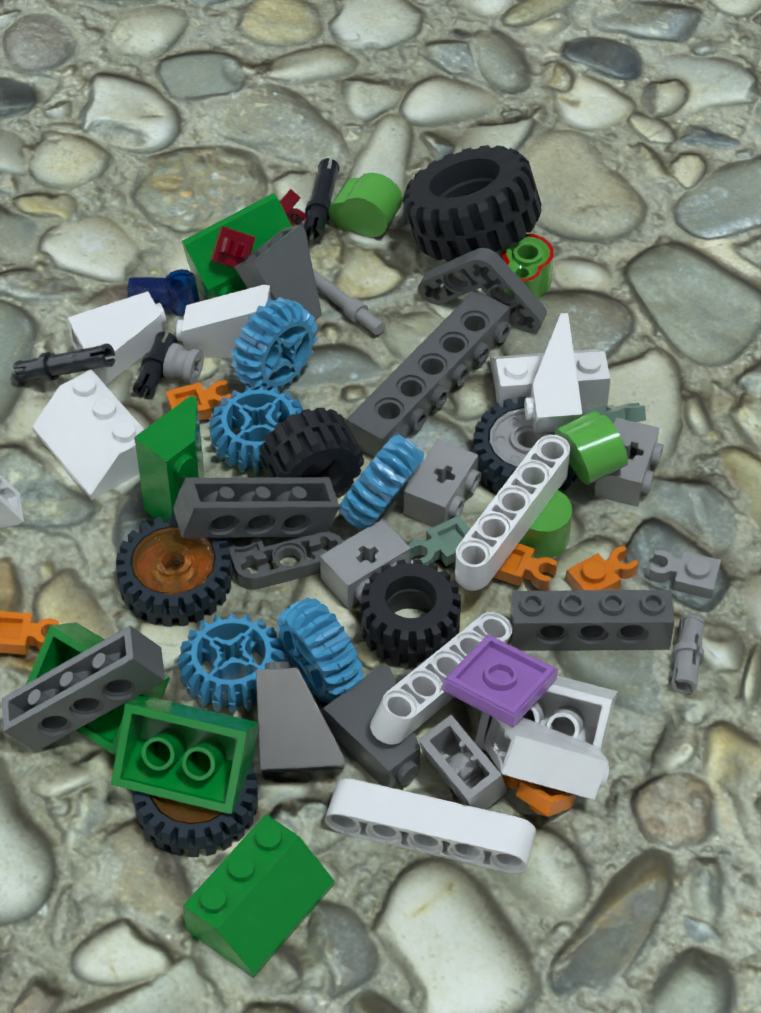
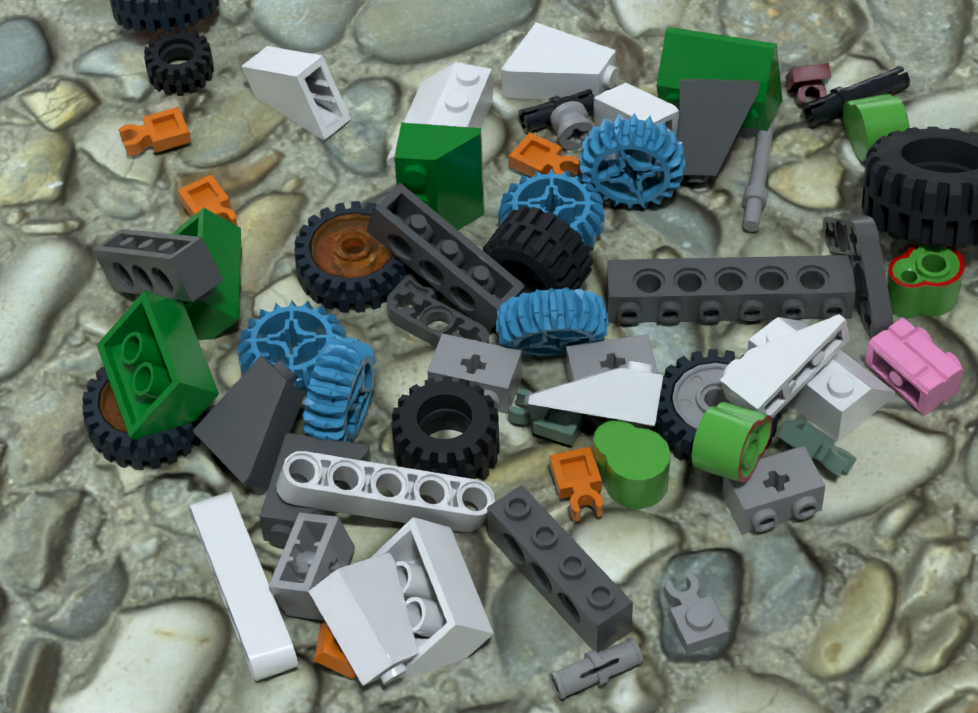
camera: 55 degrees right, 0 degrees up
(51, 365) = (484, 50): black pin -> none
(171, 292) = (636, 63): clear blue piece -> none
(231, 247) = (699, 61): dark red tile -> none
(257, 896) = (79, 509): green slope -> none
(470, 493) = (613, 394): none -> white slope
(500, 680) = (398, 527): medium lavender tile -> none
(511, 512) = (597, 428): white beam -> none
(595, 321) = (914, 365): none -> bright pink brick
(602, 574) = (625, 548): orange plate -> none

